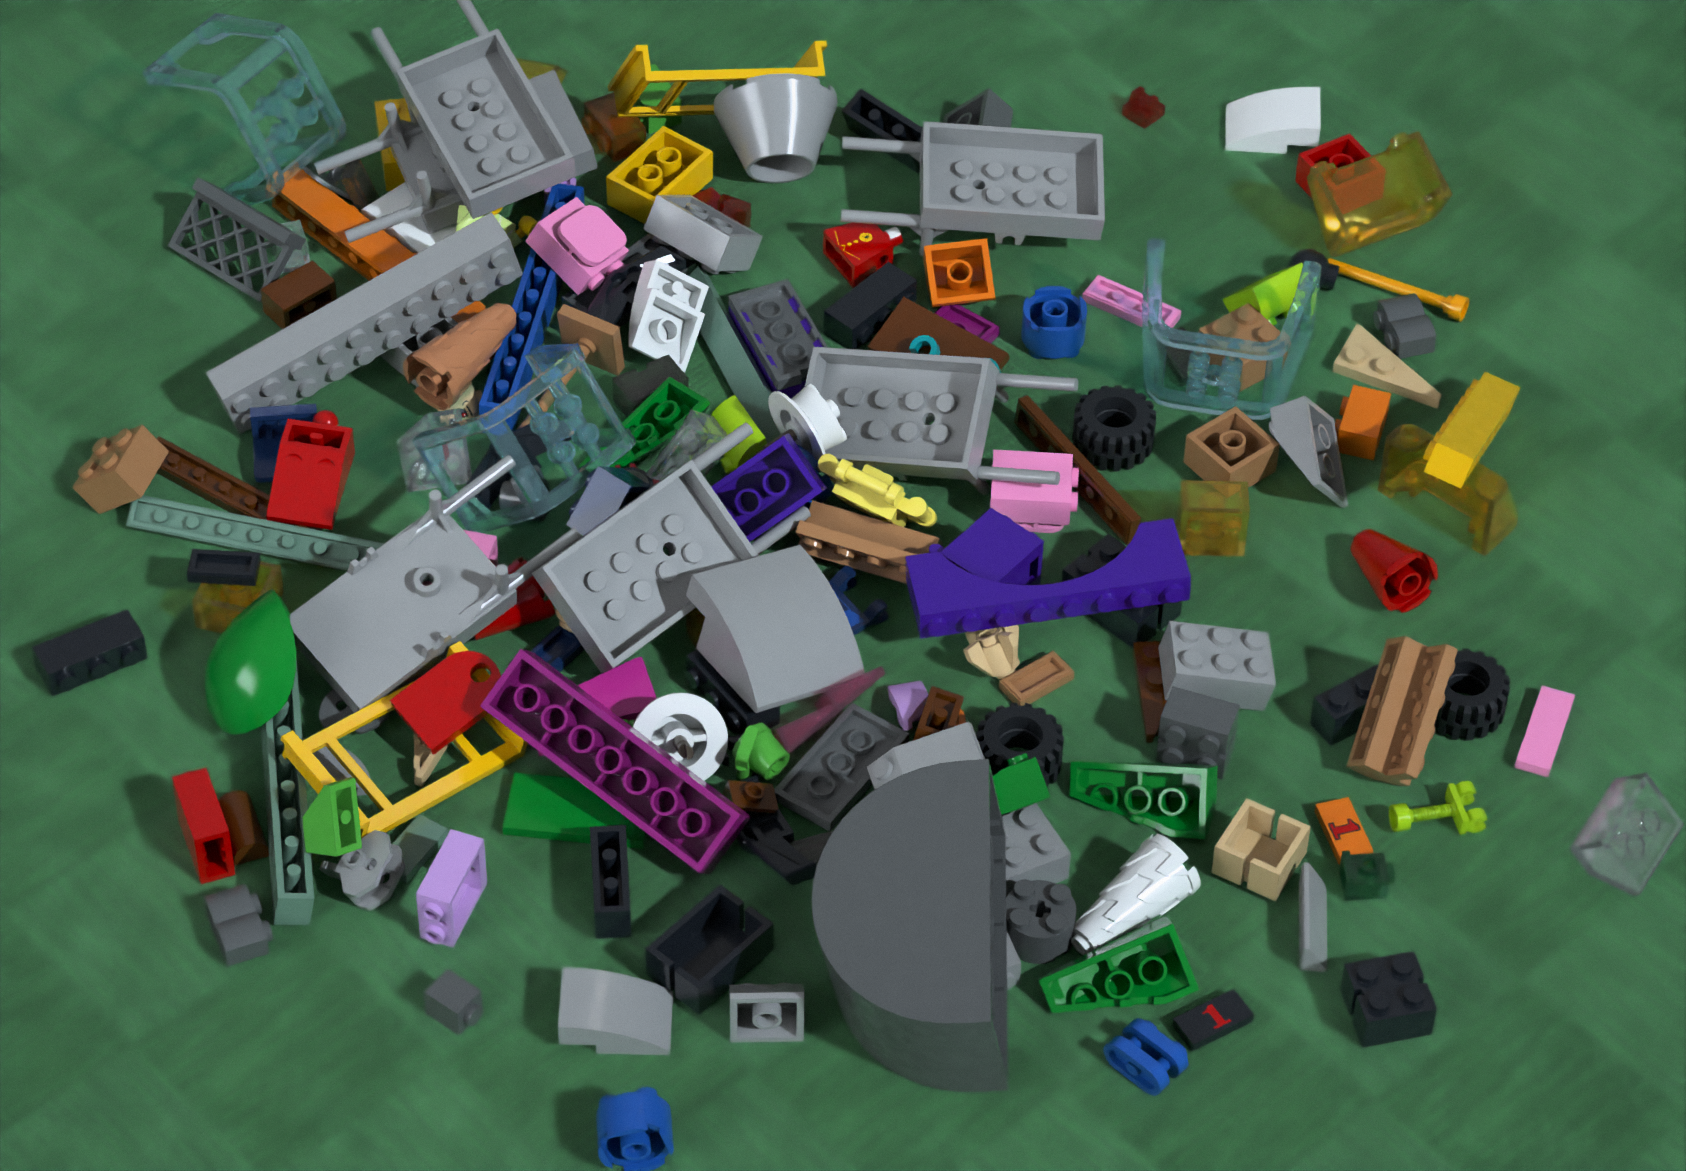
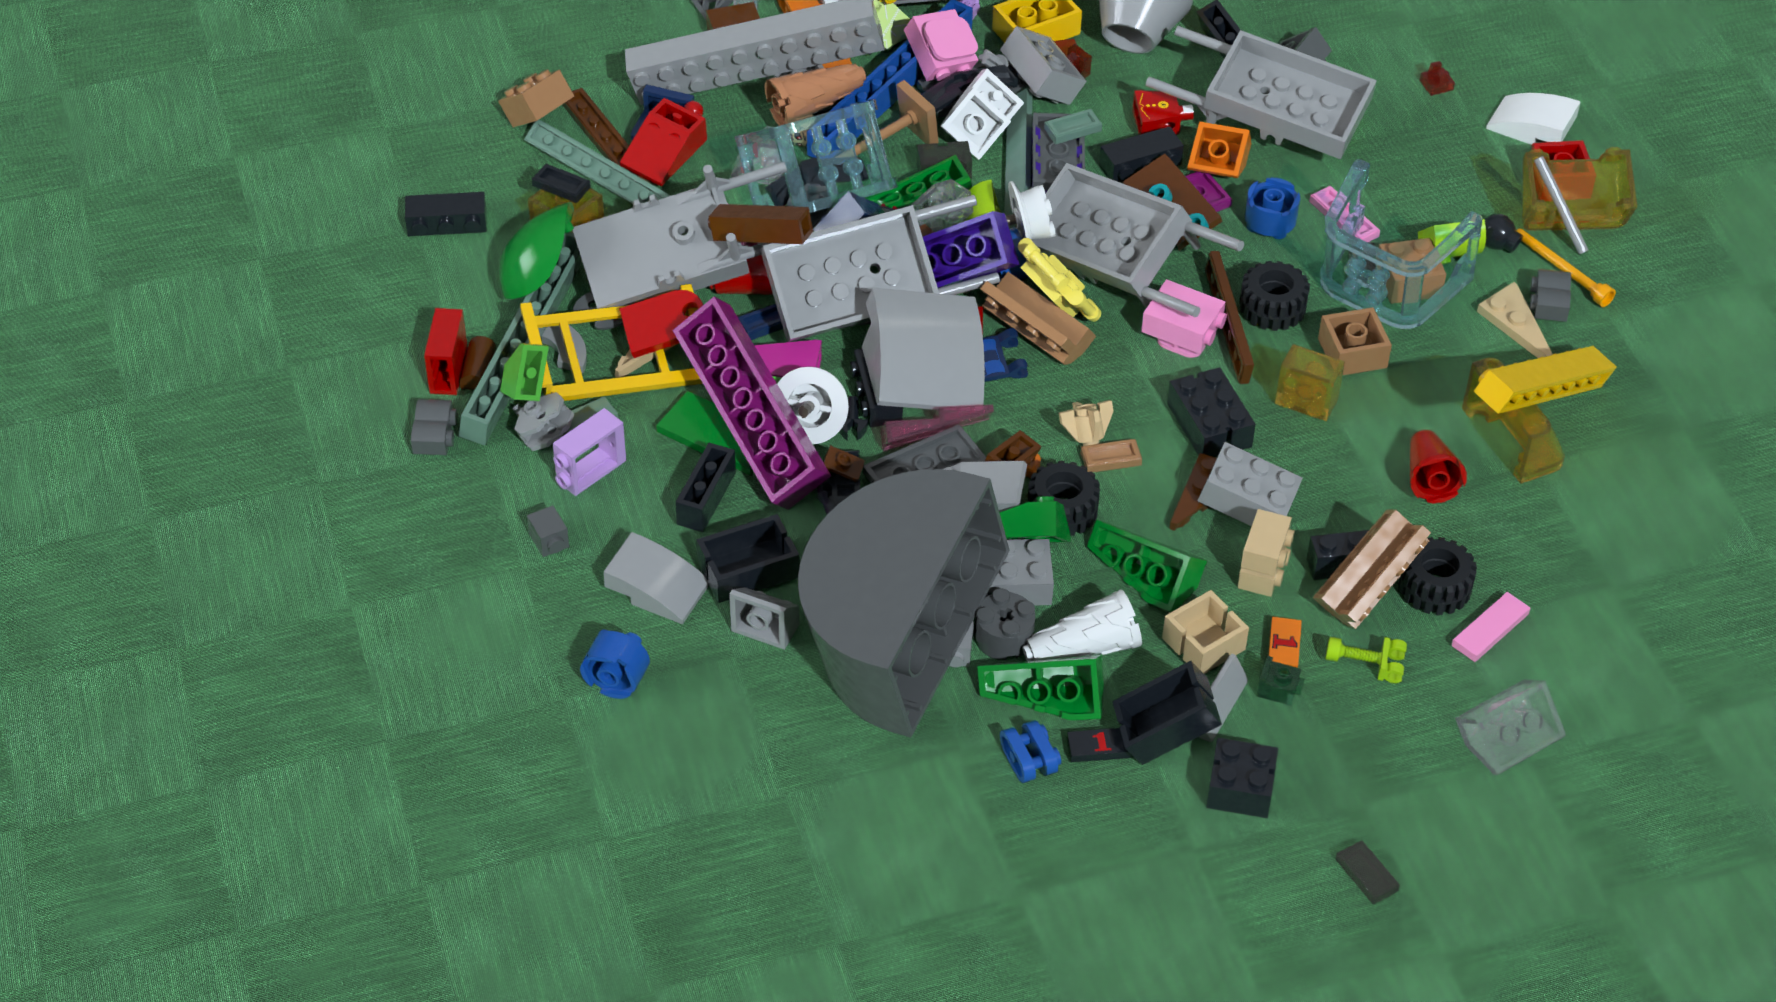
camera: 25 degrees right, 0 degrees up
(526, 541) = (761, 223): none -> reddish brown brick
(644, 244) = (989, 59): none -> light grey piece
(759, 753) = (865, 434): bright green piece -> none
(786, 298) = (1073, 126): none -> sand green tile
(909, 702) = (1000, 434): lavender slope -> none
(997, 550) = (1115, 362): dark purple container -> none
(1142, 575) = (1222, 402): dark purple arch -> none
(1197, 730) = (1205, 530): dark grey piece -> none
(1275, 733) = (1266, 553): none -> tan piece
(1278, 956) = (1166, 712): none -> black piece
(1312, 444) = (1418, 356): light grey slope -> none
(1362, 421) = (1475, 345): orange brick -> none
(1368, 217) = (1560, 204): none -> light grey bar
(1568, 1054) = (1367, 872): none -> clear smoke tile

